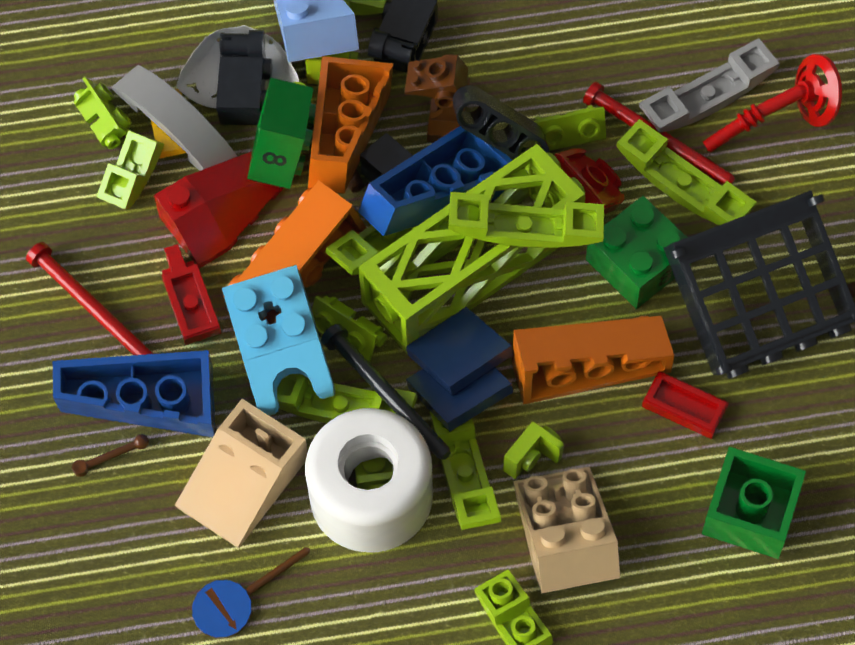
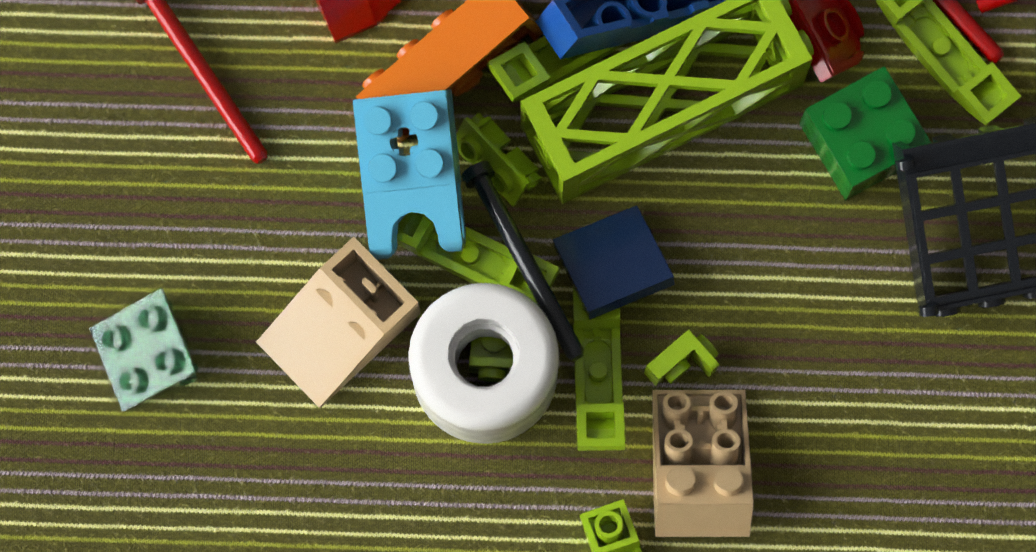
camera: 10 degrees right, 15 degrees up
(81, 467) = (156, 272): reddish brown hinge -> none
(81, 528) = (144, 350): none -> clear green hinge
(141, 390) = (248, 196): blue wedge -> none
(189, 298) = (316, 83): red hinge -> none
(225, 606) = (292, 475): blue piece -> none
(459, 350) = (622, 219): dark blue tile -> none
(526, 225) = (731, 89): lime slope -> none
(588, 356) = (776, 257): orange wedge -> none
(685, 404) = (875, 335): red tile -> none
(753, 502) = (925, 480): green brick -> none

